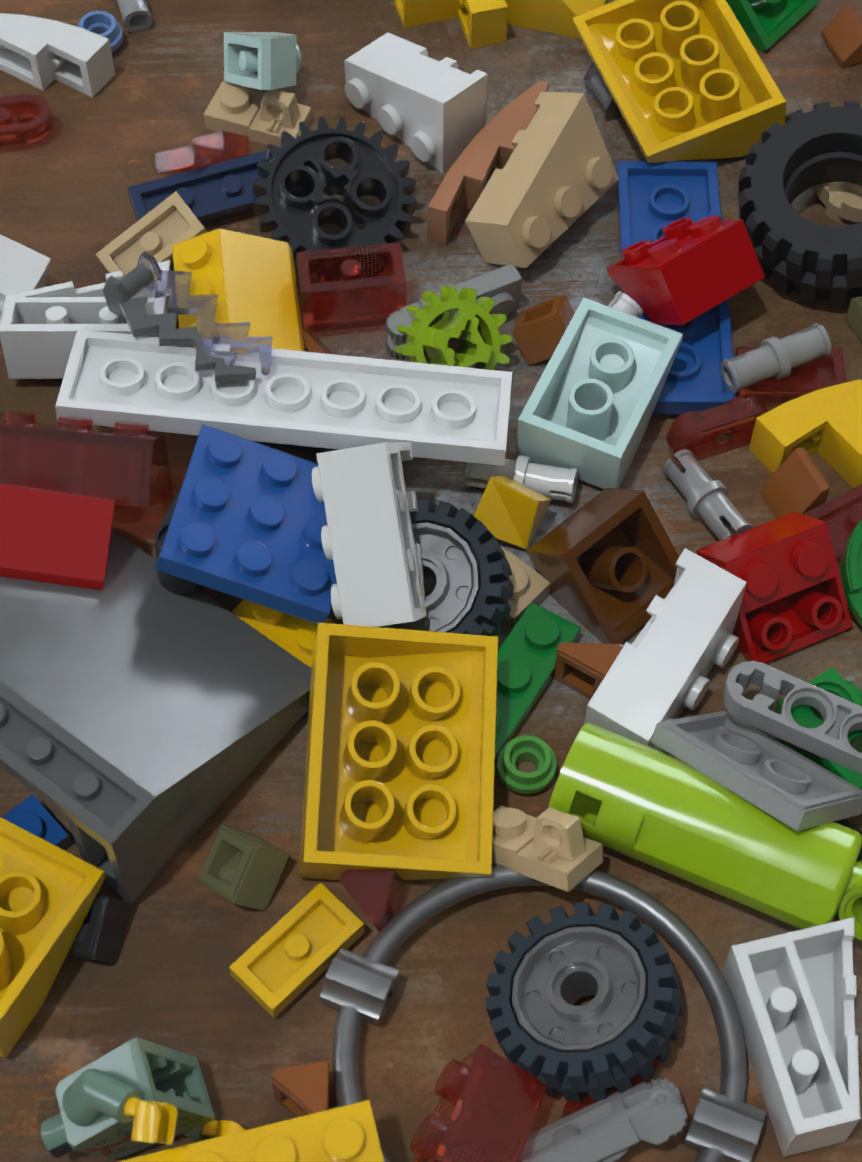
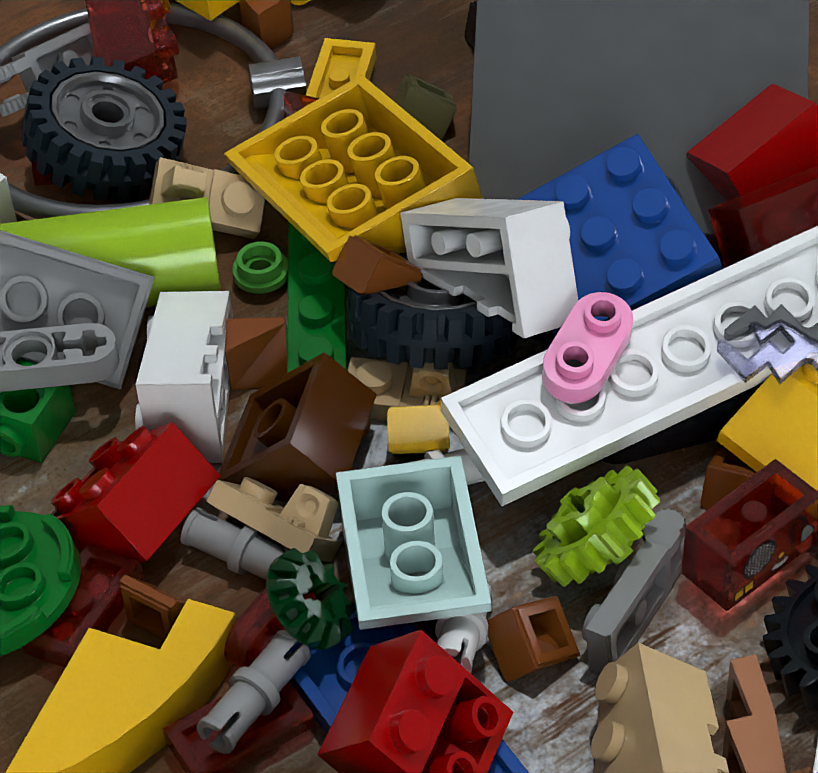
camera: 150 degrees right, 10 degrees down
(368, 412) = (590, 342): none -> bright pink plate
(464, 606) = (372, 267): none -> dark orange slope
(674, 497) = (298, 525): none -> tan hinge
(701, 383) = (313, 623): none -> dark green gear

